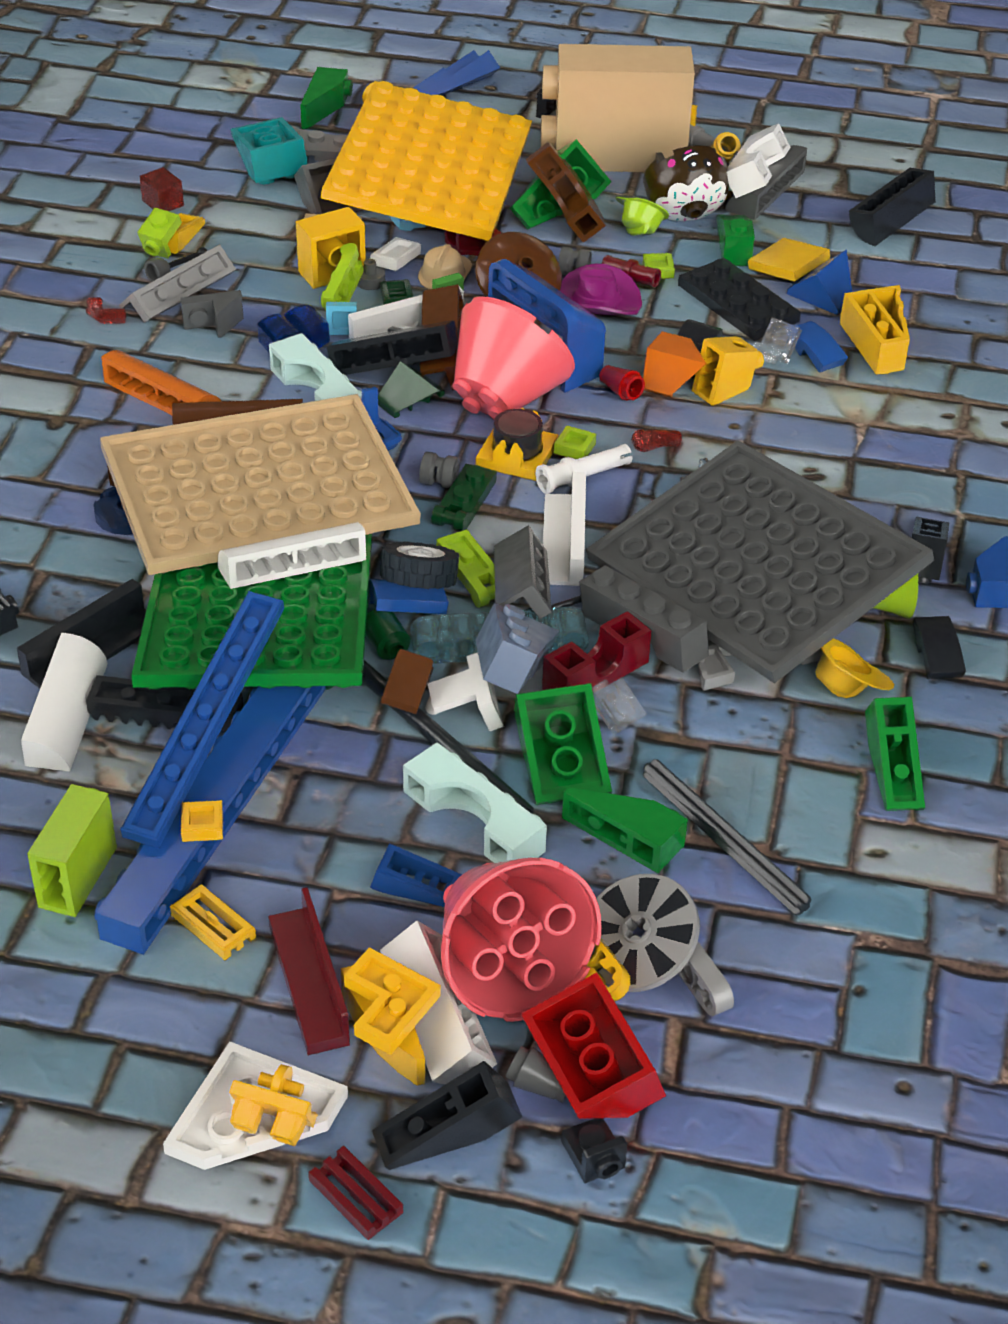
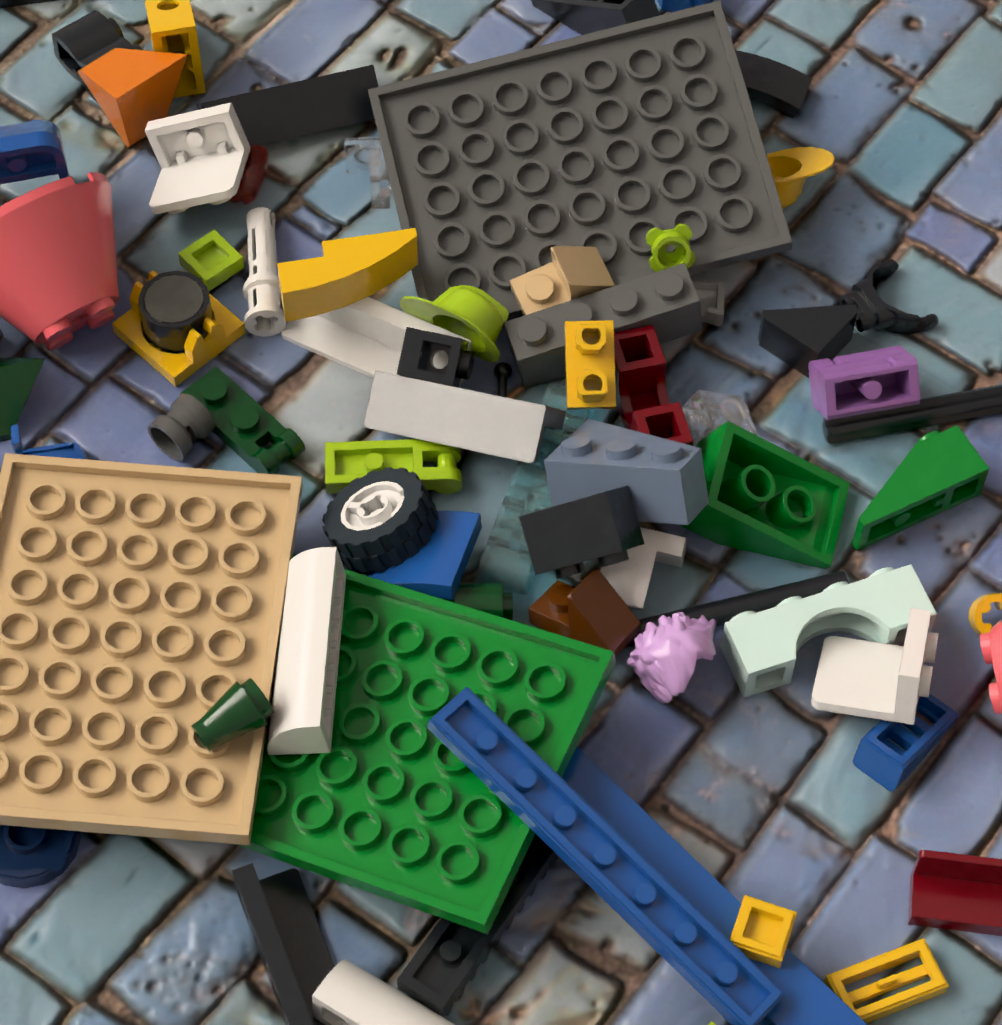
camera: 65 degrees left, 15 degrees up
(223, 527) = (233, 715): none -> dark green cone
(399, 727) = (668, 653): none -> lavender hair
(449, 837) = (877, 677): none -> white bracket
(453, 640) = (581, 531): none -> black brick
(558, 548) = (418, 354): none -> black brick
(586, 480) = (346, 272): none -> yellow slope
(594, 609) = (590, 364): none -> yellow hips
(596, 546) = (466, 313): none -> lime piece
(624, 382) = (116, 158): red cone -> none
(651, 407) = (199, 158): none -> white bracket
(662, 576) = (571, 275): none -> tan slope
(696, 765) = (864, 382): none -> medium lavender brick
(710, 428) = (303, 106): none -> black brick
(715, 611) = (660, 239): none -> lime plate
(724, 734) = (807, 333): none -> black slope
(781, 754) = (876, 313): none -> black helmet
(895, 752) = (911, 195): green slope -> none

